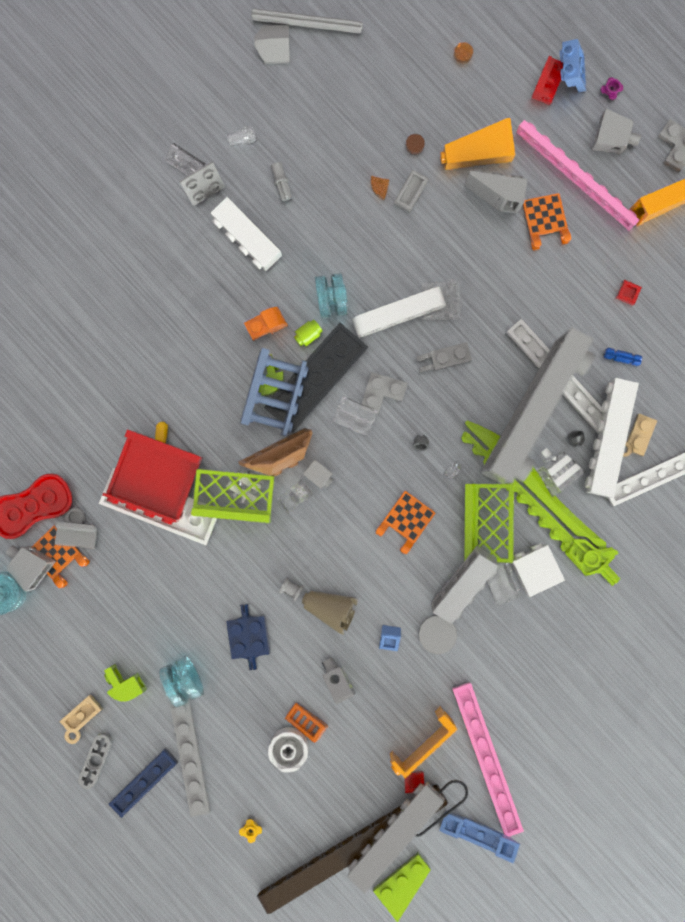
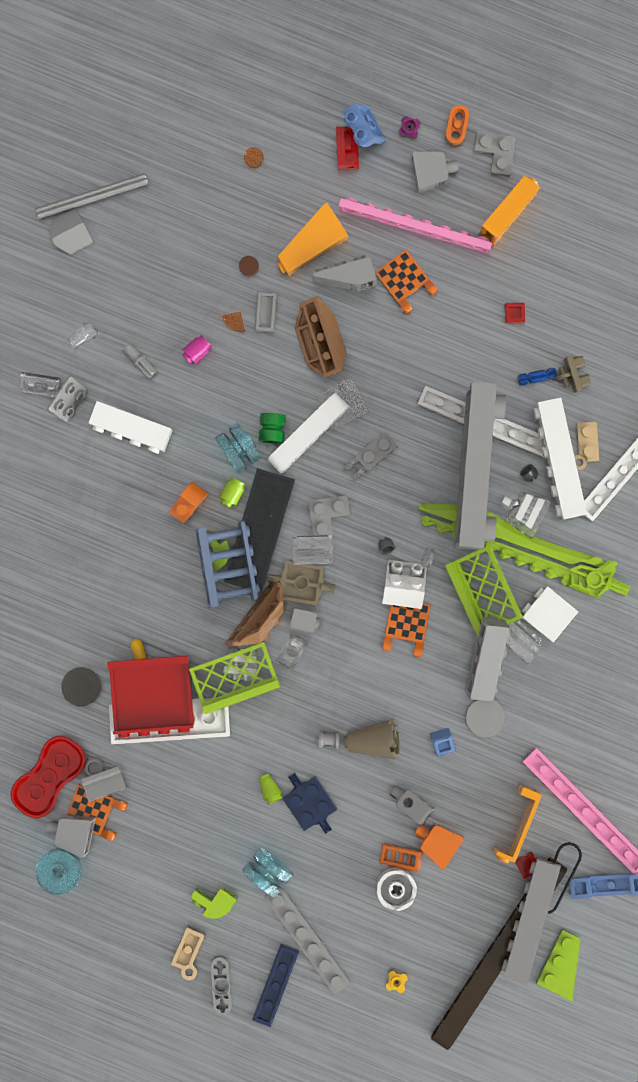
camera: 25 degrees left, 0 degrees up
(97, 441) = (81, 686): none -> clear smoke tile
(218, 608) = (270, 790): none -> lime cone
(332, 441) = (302, 583): none -> dark tan plate
(335, 194) = (196, 349): none -> dark pink brick
(345, 726) = (439, 843): none -> orange torso
(368, 294) = (271, 428): none -> green wheel
(421, 484) = (404, 584): none -> white slope
(448, 233) = (320, 337): none -> medium nougat wedge
(653, 106) = (457, 126): none -> orange plate
(653, 368) = (572, 364): none -> dark tan hips

